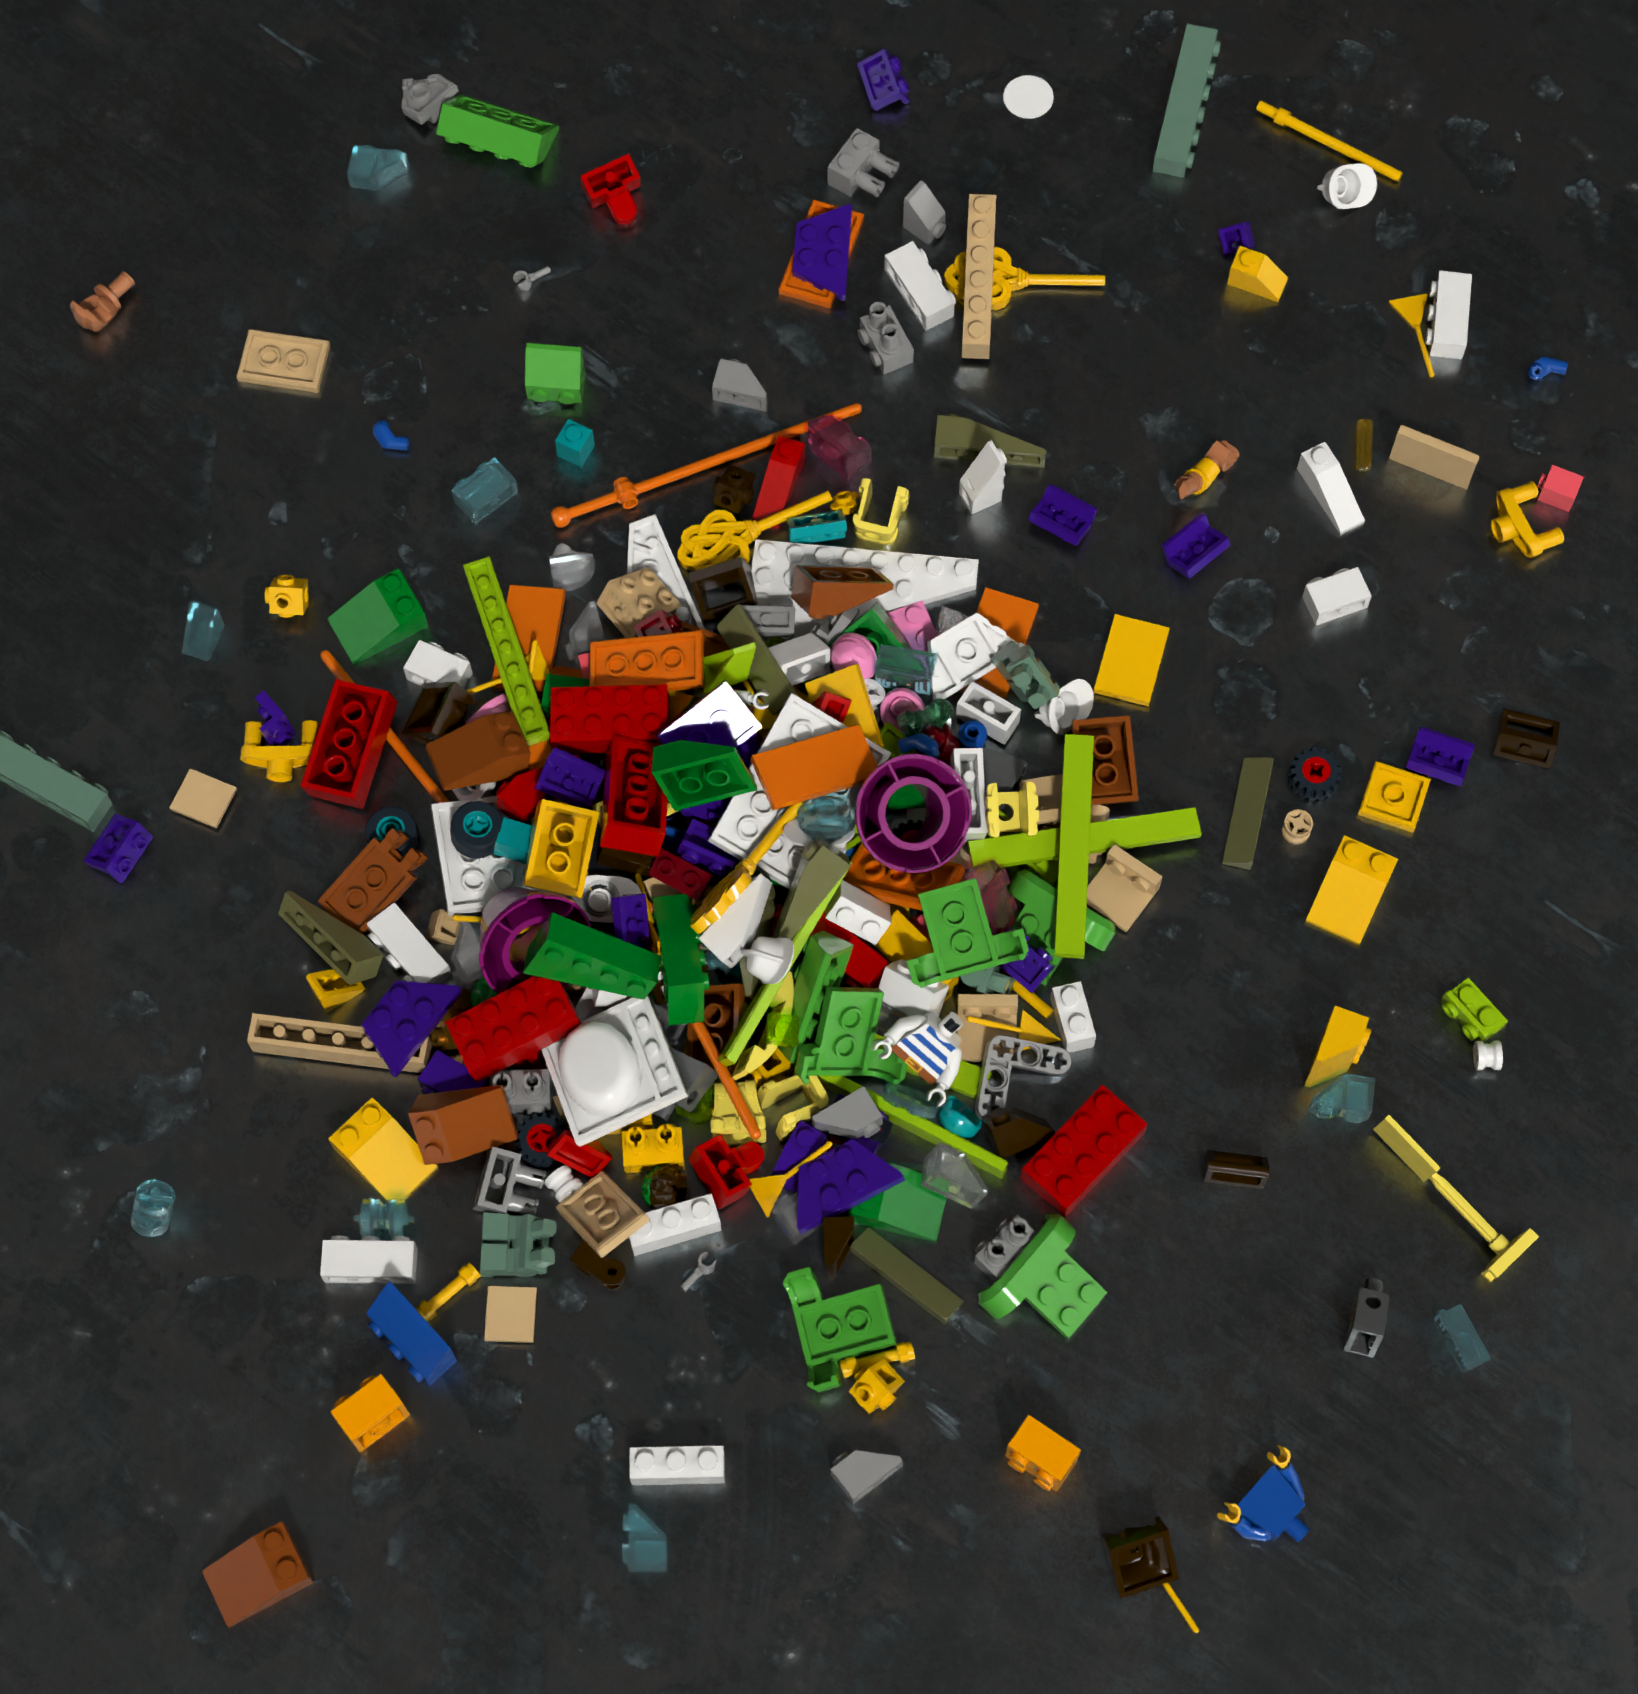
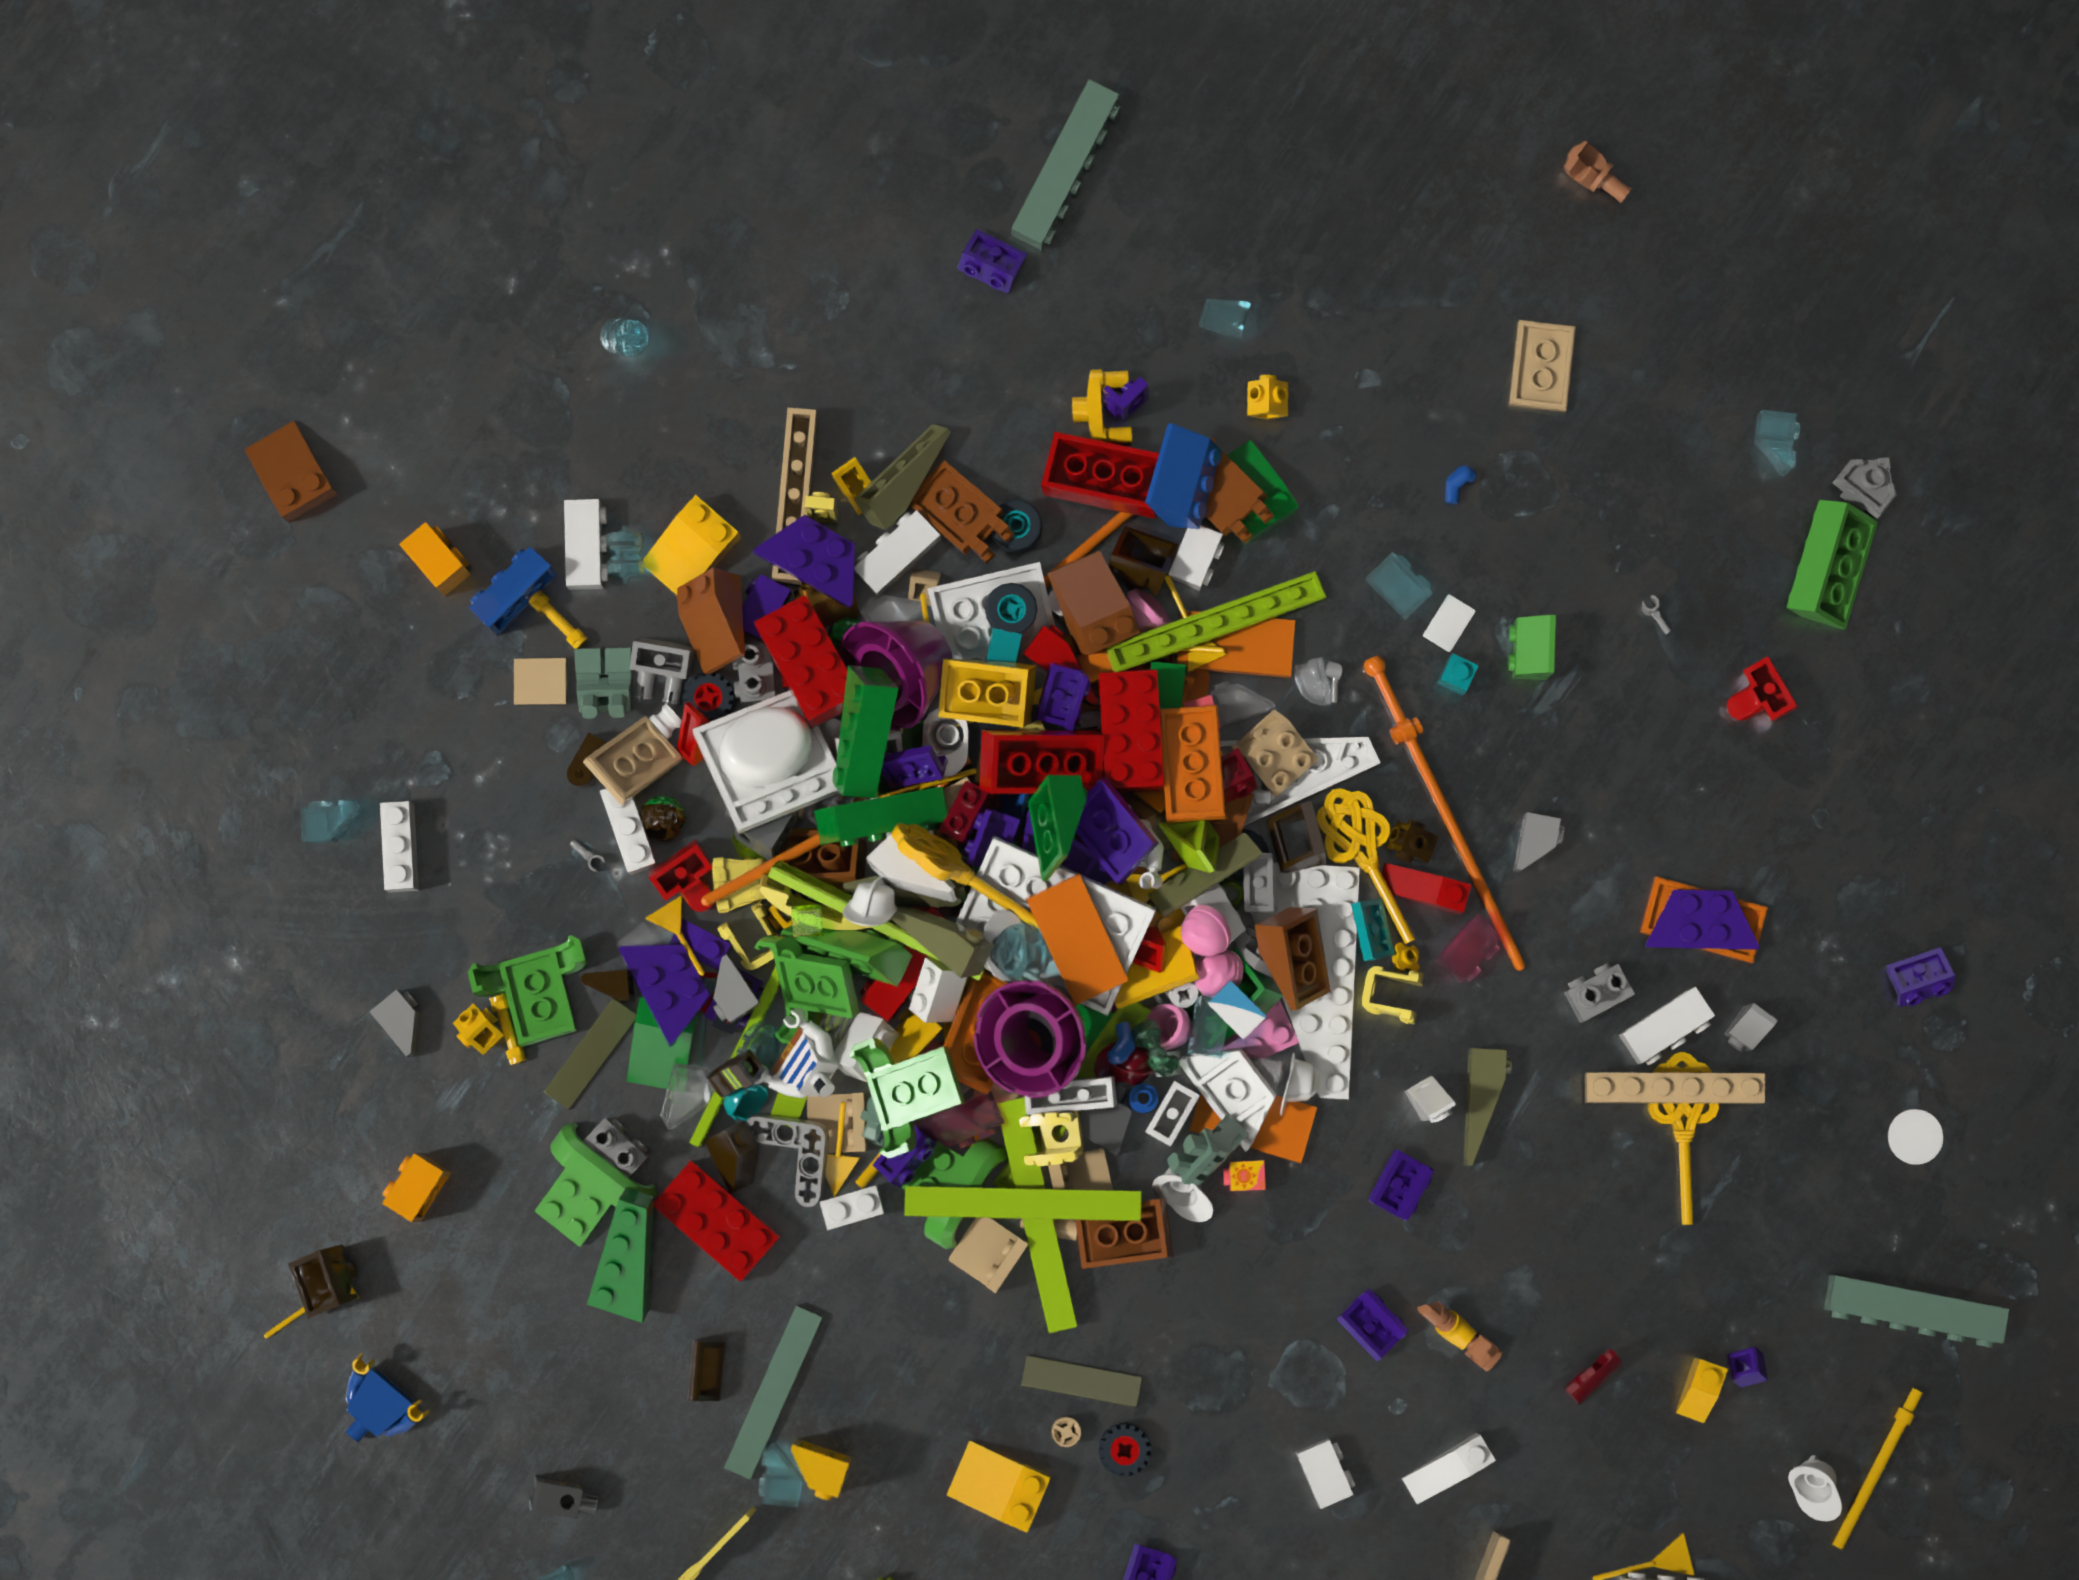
camera: 85 degrees right, 15 degrees up
(203, 798) = (1048, 337): tan piece -> none
(354, 1004) = (821, 508): none -> light yellow plate
(361, 664) = (1183, 477): none -> blue slope
(378, 636) = (1234, 499): none -> dark orange tile
(524, 454) = (1449, 623): none -> white sticker
(652, 1148) = (703, 805): yellow brick -> none
(812, 656) = (1205, 931): none -> bright pink hat
(855, 160) = (1813, 948): light grey brick -> none
(890, 637) = (1236, 1009): none -> sticker
(935, 1114) = (733, 1075): none -> dark brown leg
(962, 596) = (1302, 1082): none -> white piece
(1051, 650) = (1245, 1175): none -> brick
(1124, 1238) = (624, 1267): none -> green wedge
(1131, 660) = (1244, 1260): yellow tile -> none
(1248, 368) = (1593, 1377): none -> dark red slope
(1258, 1105) = (773, 1392): none -> sand green tile
(1364, 445) = (1504, 1504): clear yellow axle -> none
(1394, 796) = (1106, 1531): yellow tile -> none

